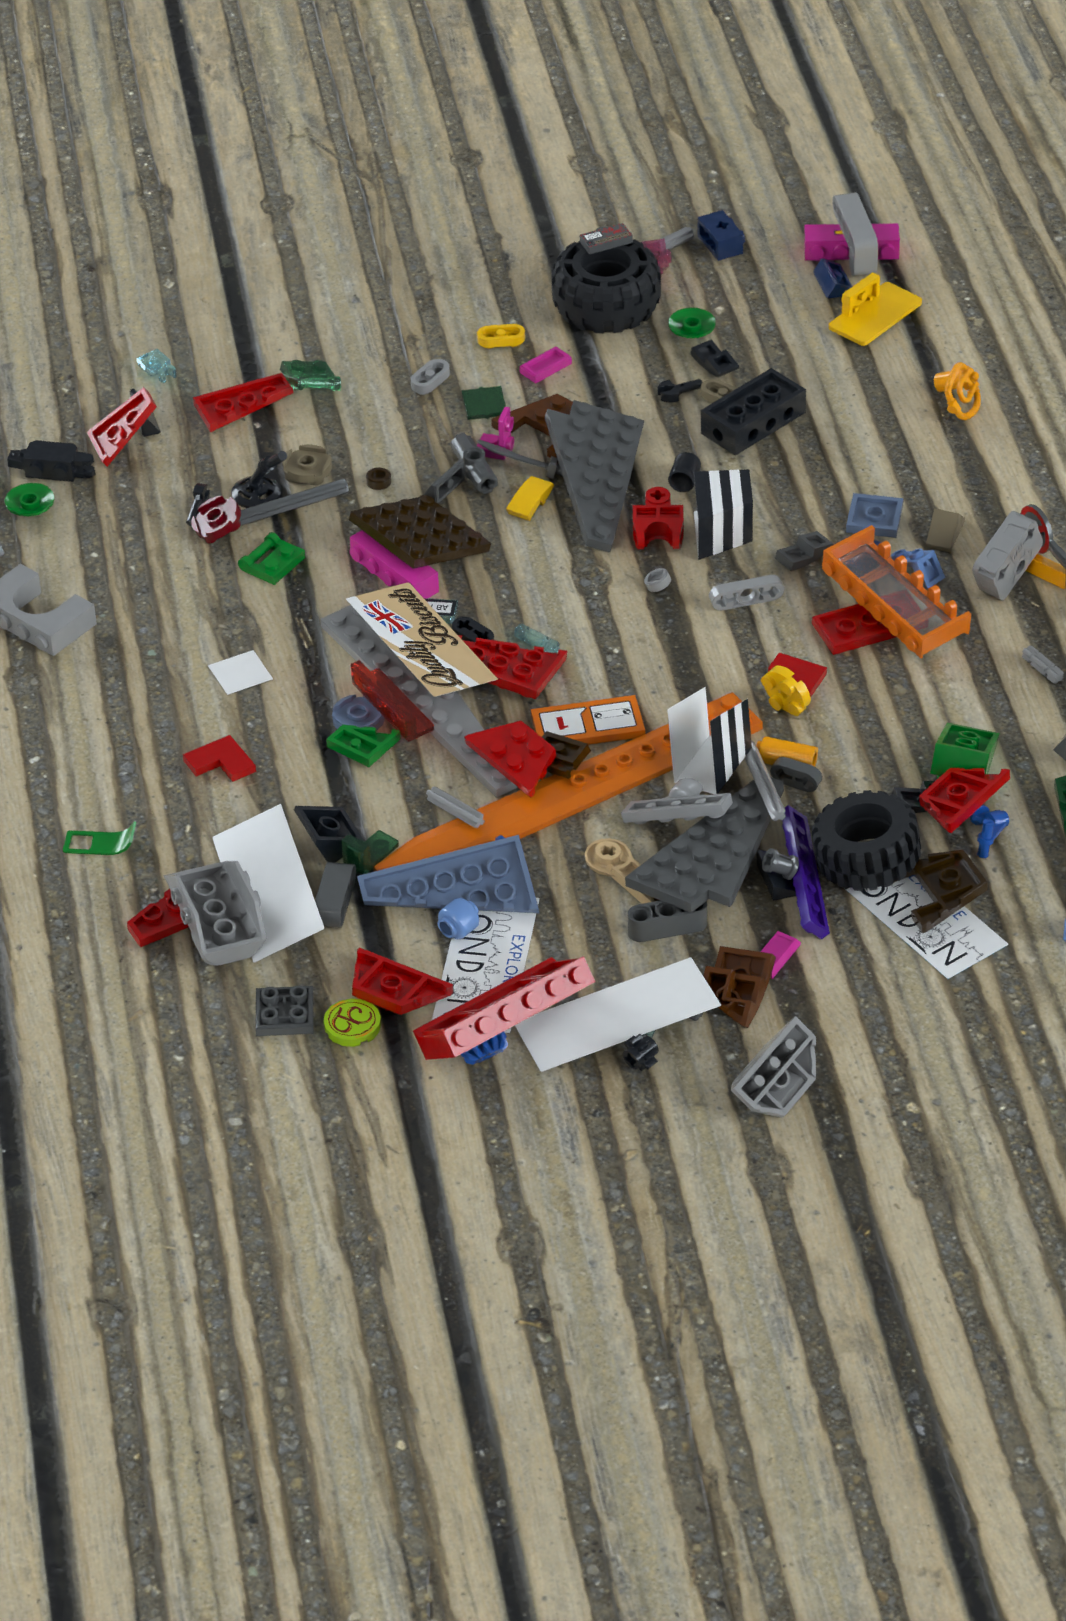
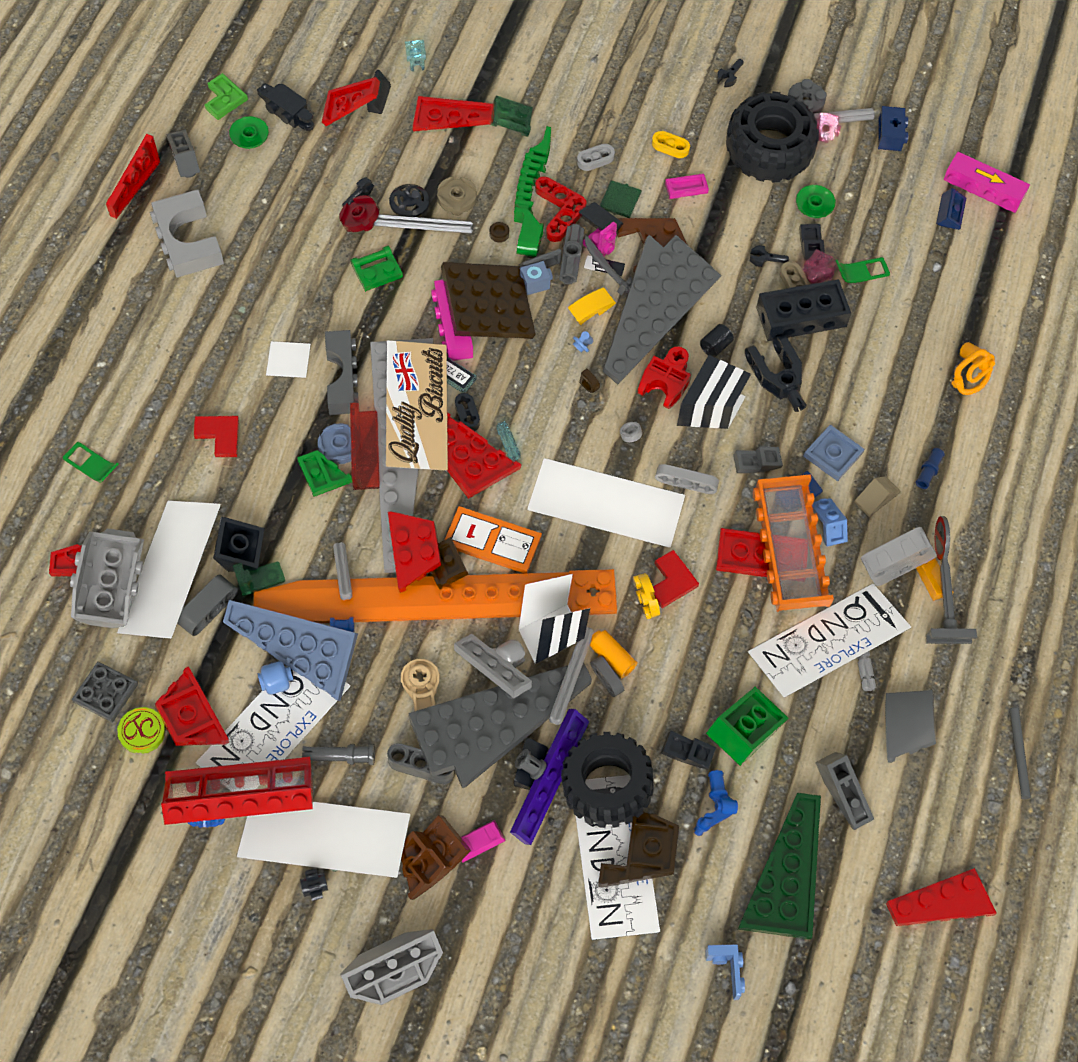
camera: 25 degrees right, 20 degrees up
(294, 637) = (339, 351): none -> dark grey arch
(403, 424) = (566, 205): none -> red beam
(413, 460) = (531, 229): none -> green piece
(453, 495) = (536, 277): none -> sand blue brick
(476, 423) = (599, 217): none -> black slope
(510, 464) = (593, 265): none -> sticker
(518, 259) = (723, 74): none -> black bar
(547, 530) = (582, 343): none -> medium blue plate
(580, 556) = (589, 381): none -> dark brown tile
(588, 944) = (351, 754): none -> dark grey pin
(606, 238) = (788, 101): dark grey tile -> none
(678, 648) = (606, 502): none -> white sticker
(741, 368) = (820, 267): none -> clear pink brick
(781, 476) = (775, 382): none -> black piece
(783, 365) = (858, 271): none -> green piece
(857, 233) = (991, 178): light grey beam -> none
(872, 309) = (960, 255): yellow bracket -> none
(960, 794) = (709, 773): red wing -> none
(979, 487) = (930, 468): none -> dark blue pin
(989, 657) = (828, 640): none -> white sticker

